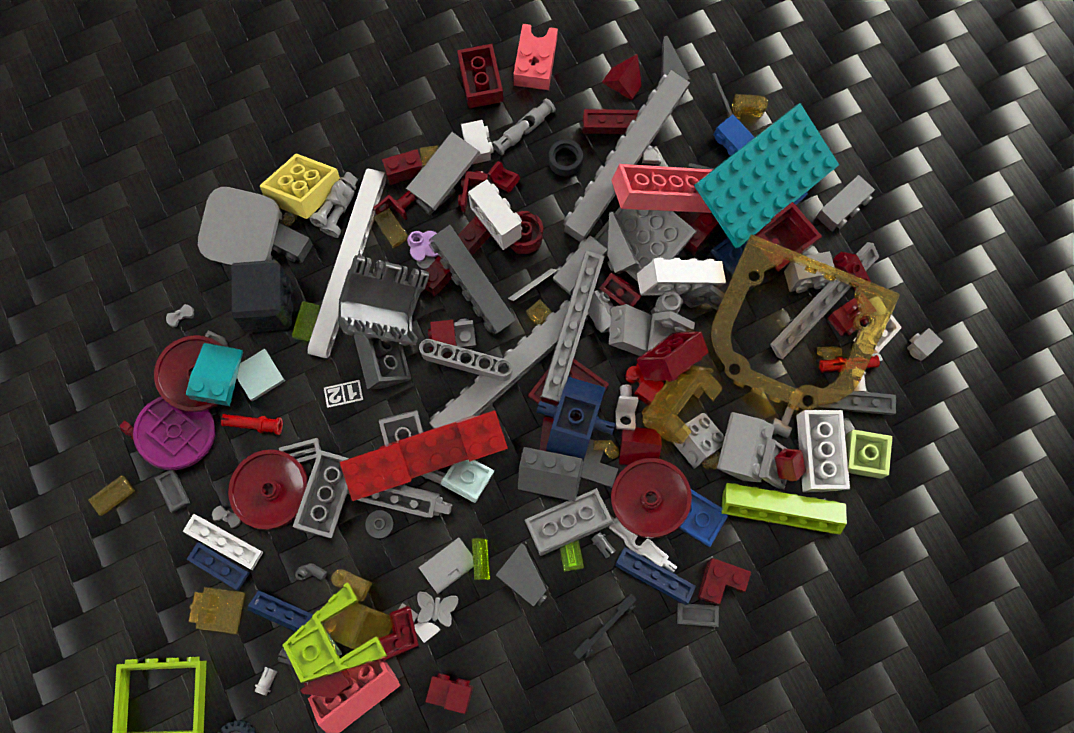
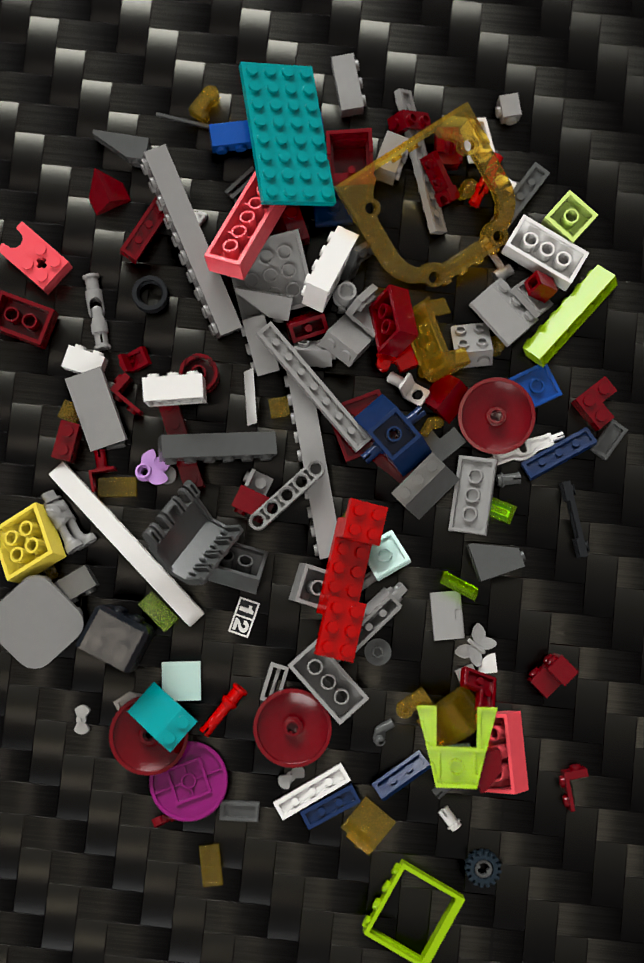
camera: 60 degrees left, 10 degrees up
(821, 323) = (444, 189): none -> dark red plate

